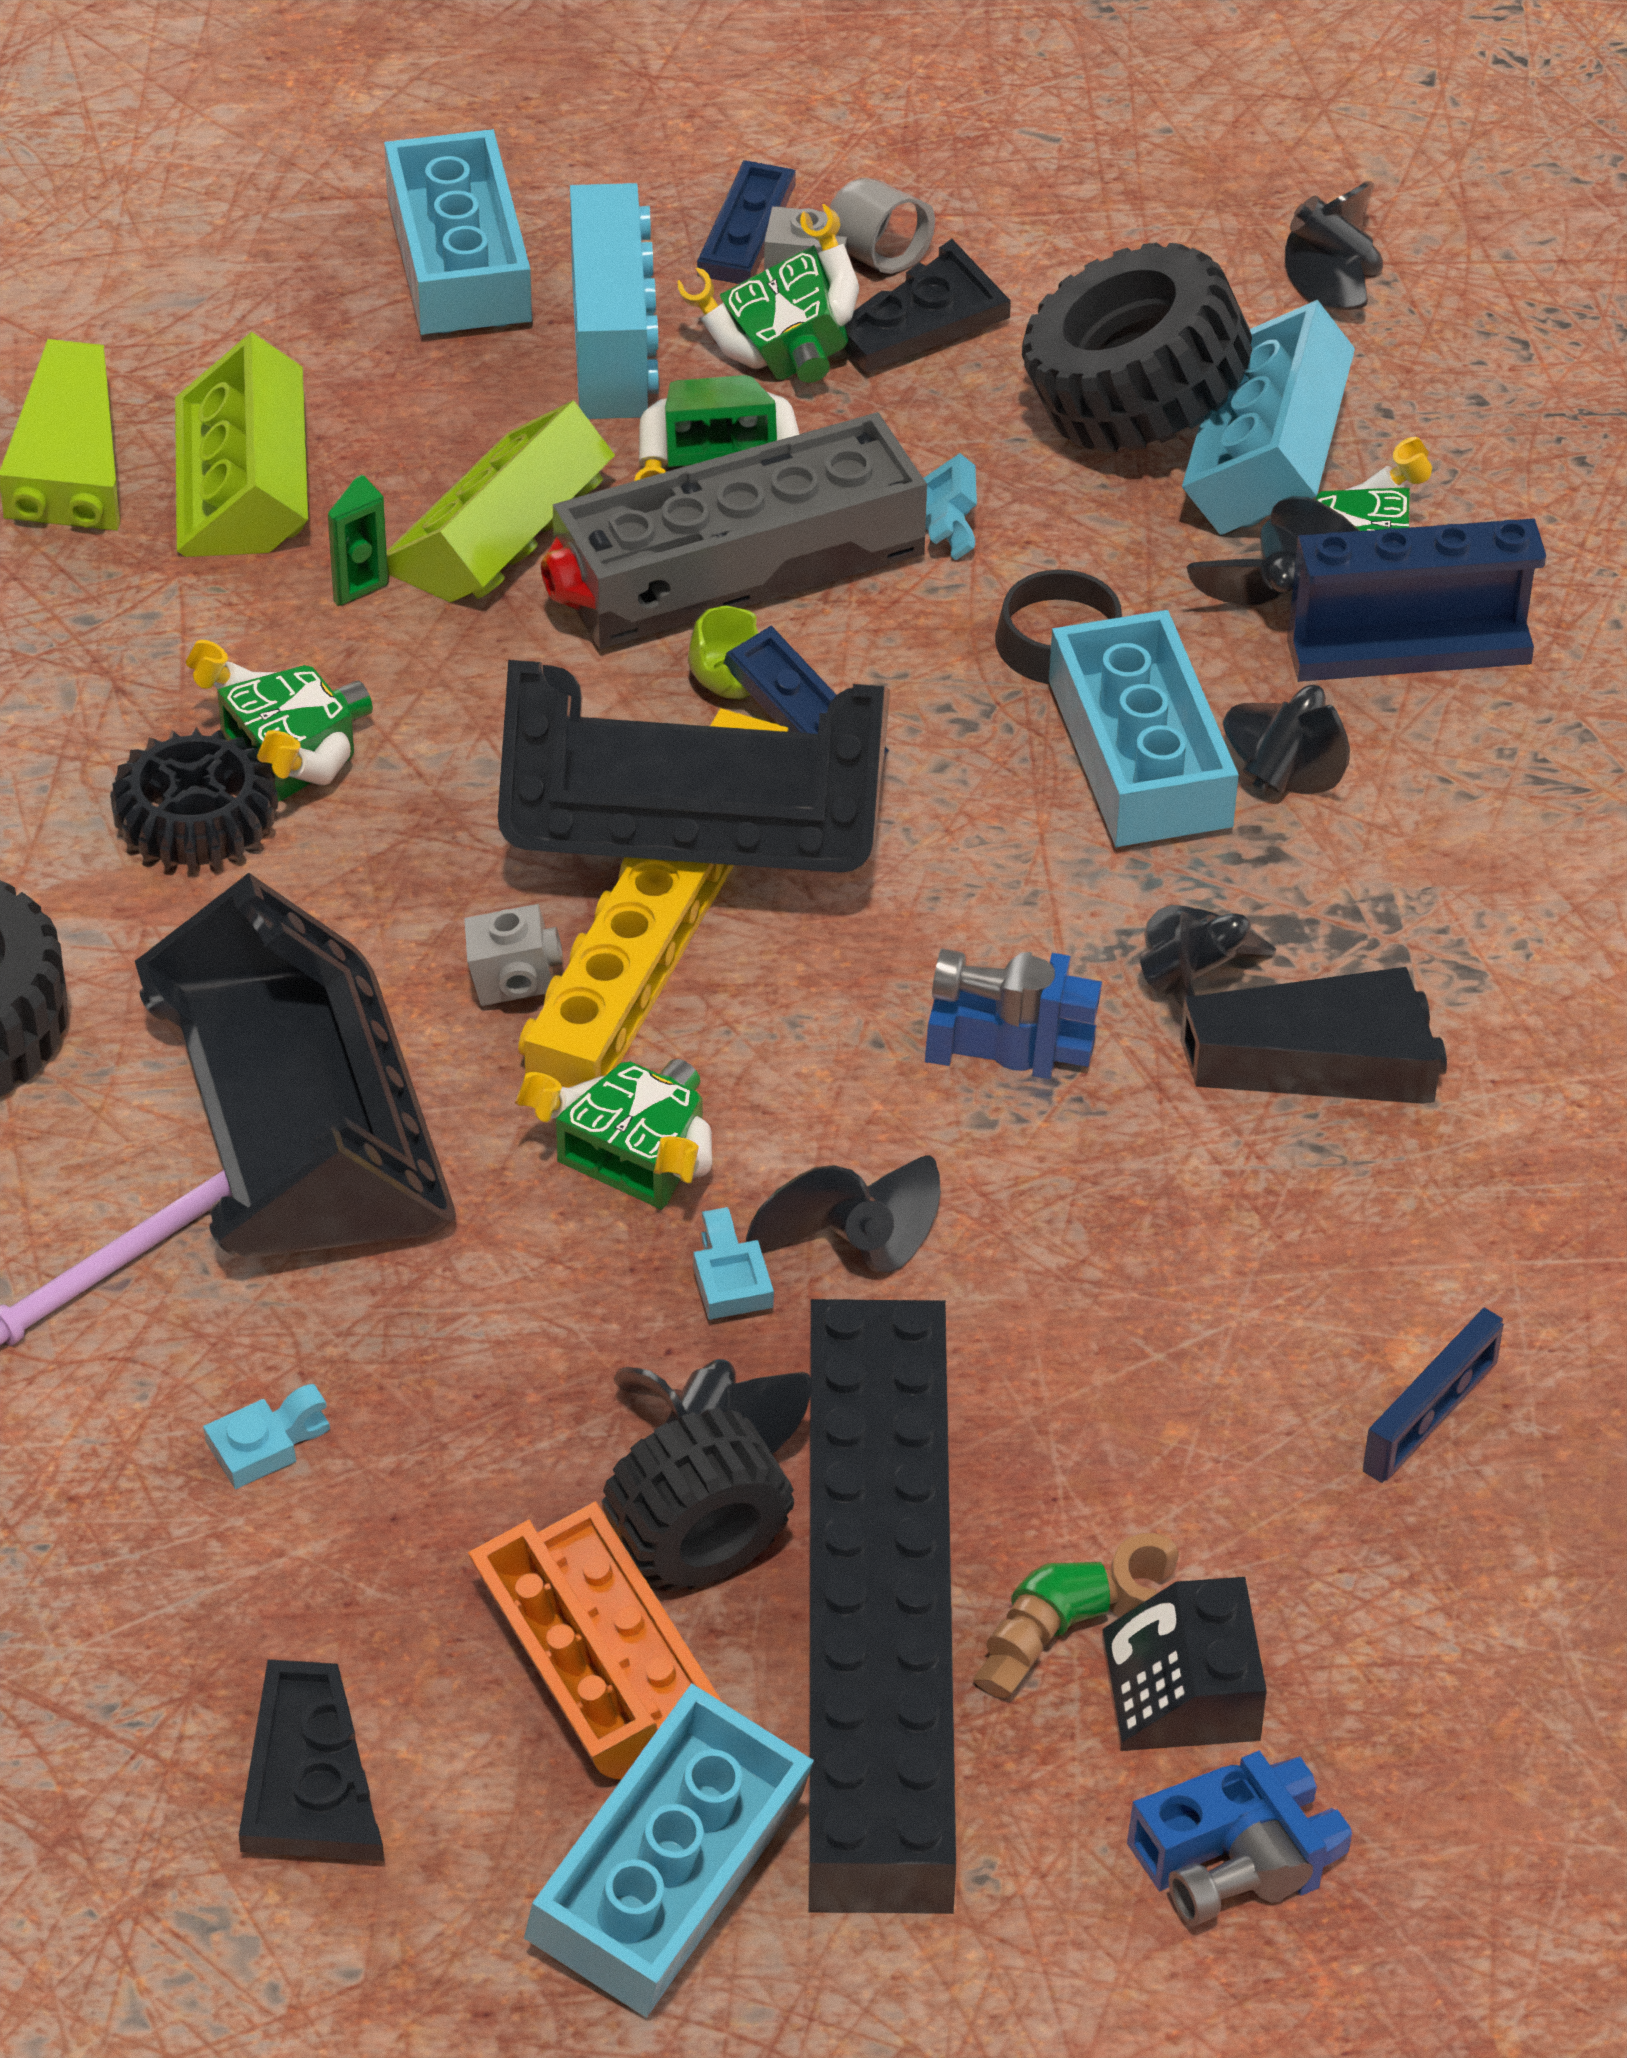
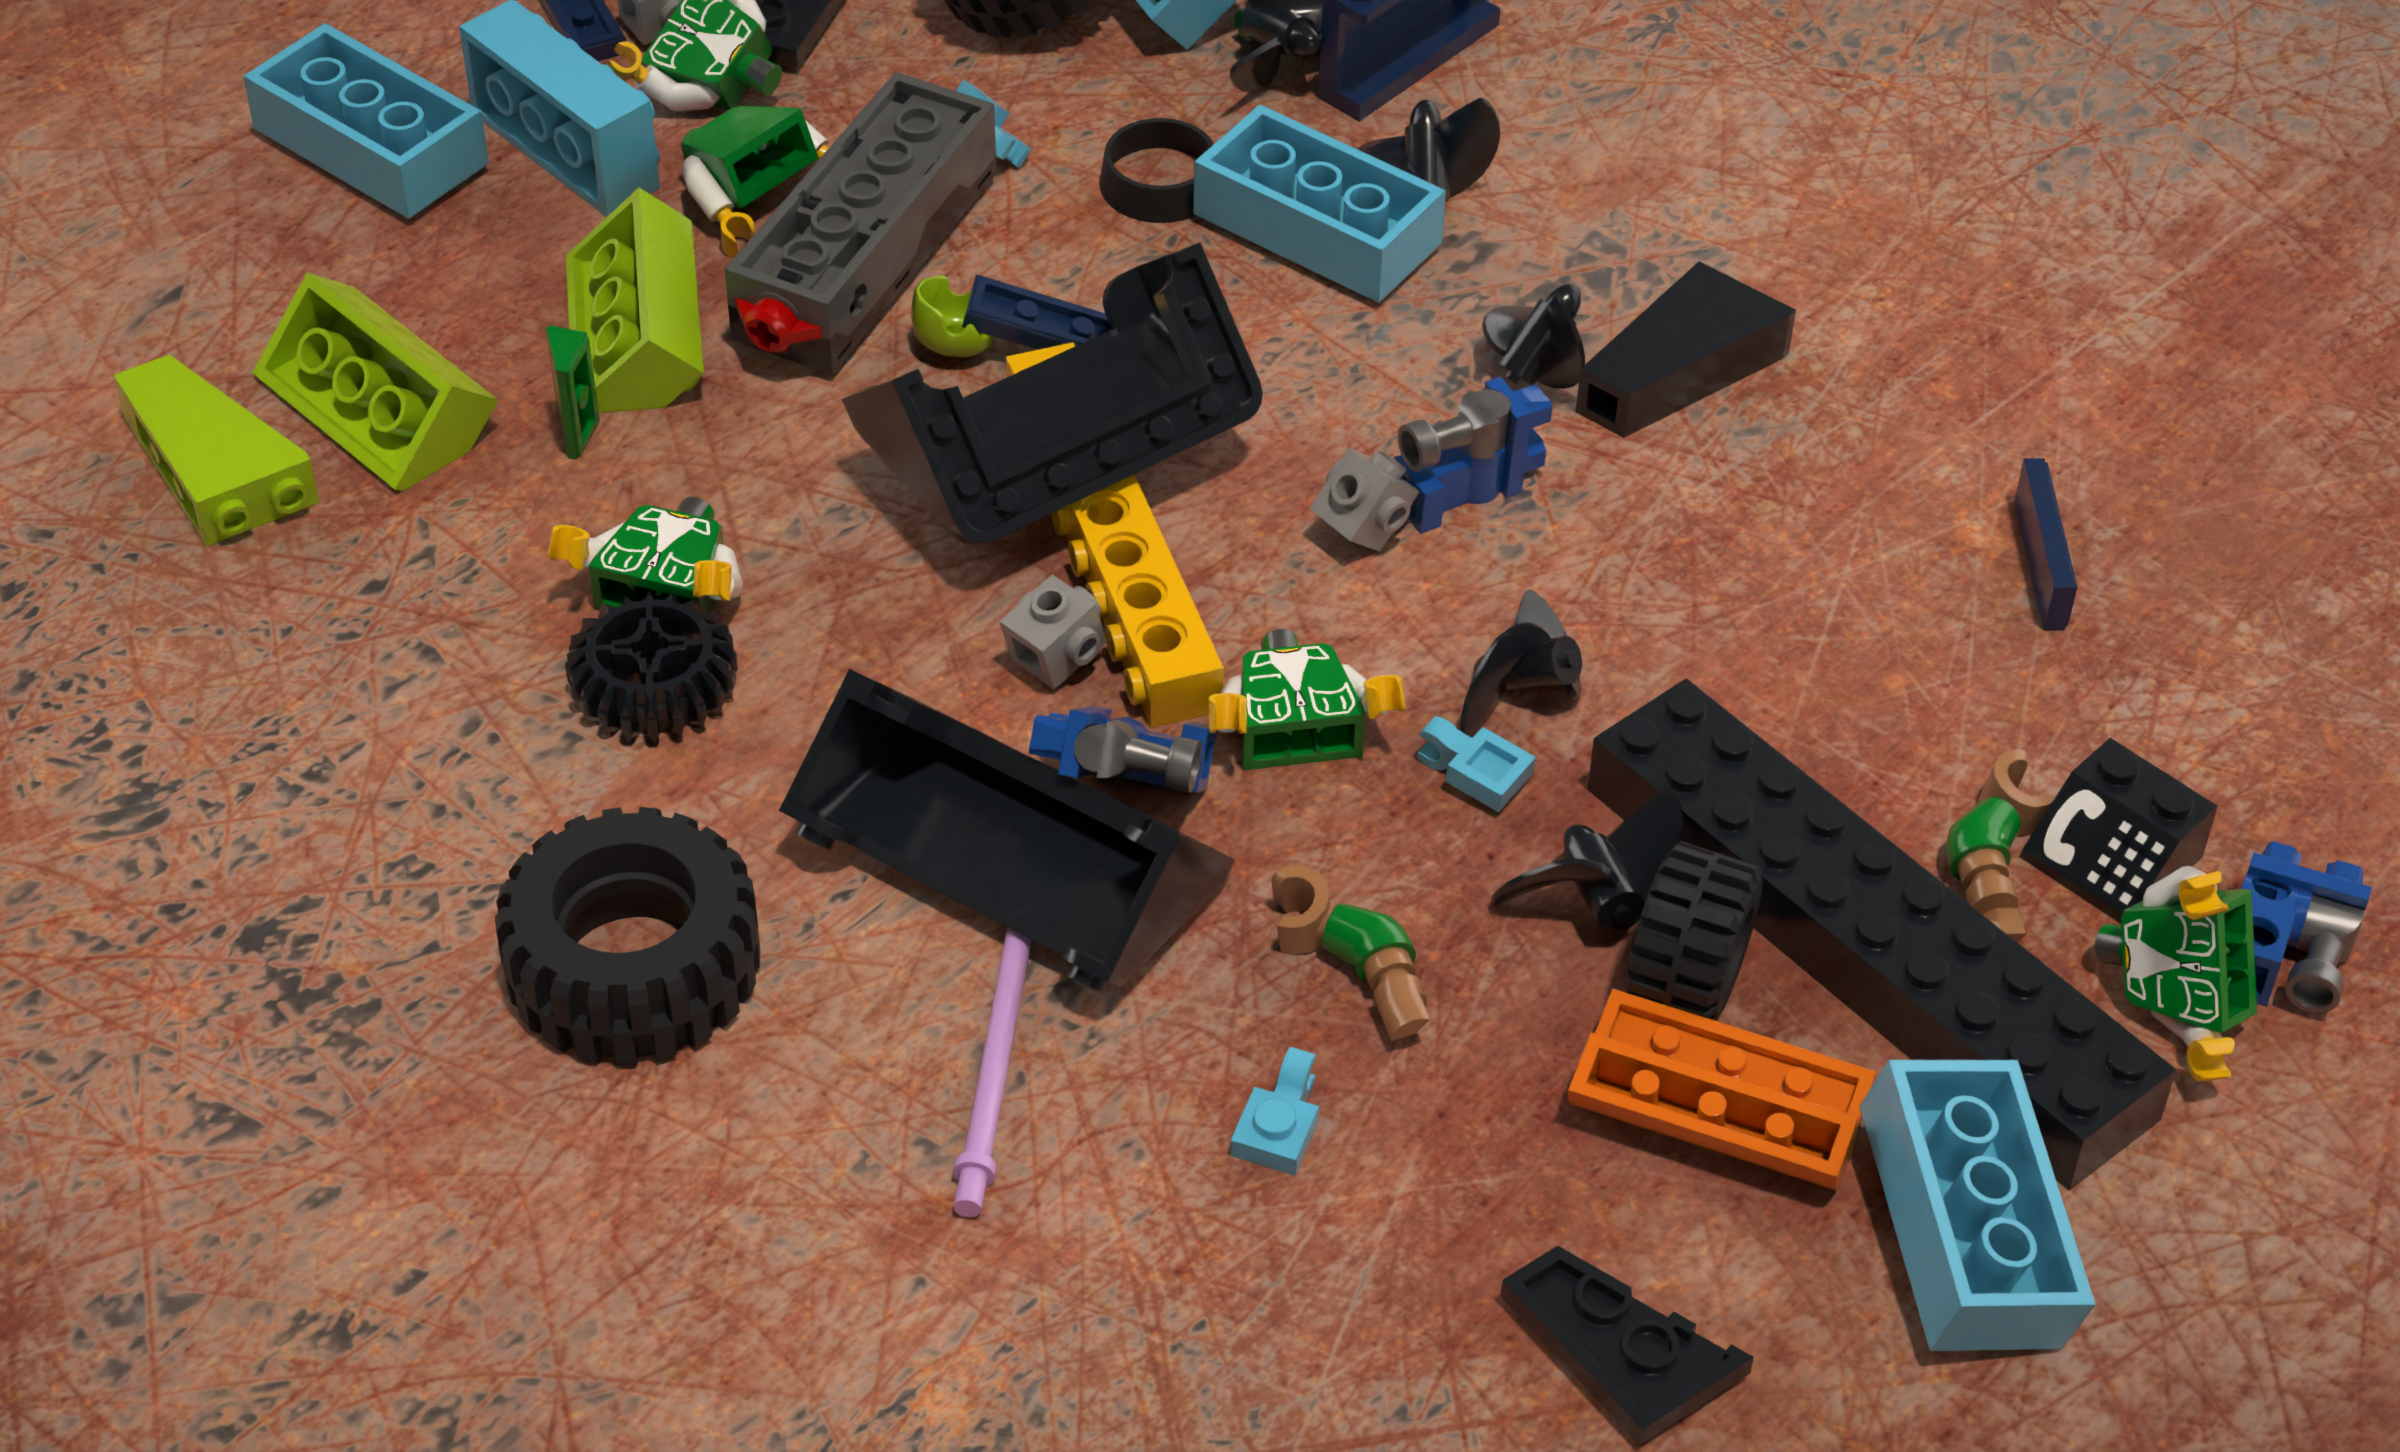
camera: 40 degrees left, 0 degrees up
(450, 1072) = (1124, 748): none -> hips
(473, 1344) = (1358, 936): none -> medium nougat piece
(878, 999) = (1365, 498): none -> light grey brick
(1083, 1800) = (2189, 962): none -> torso

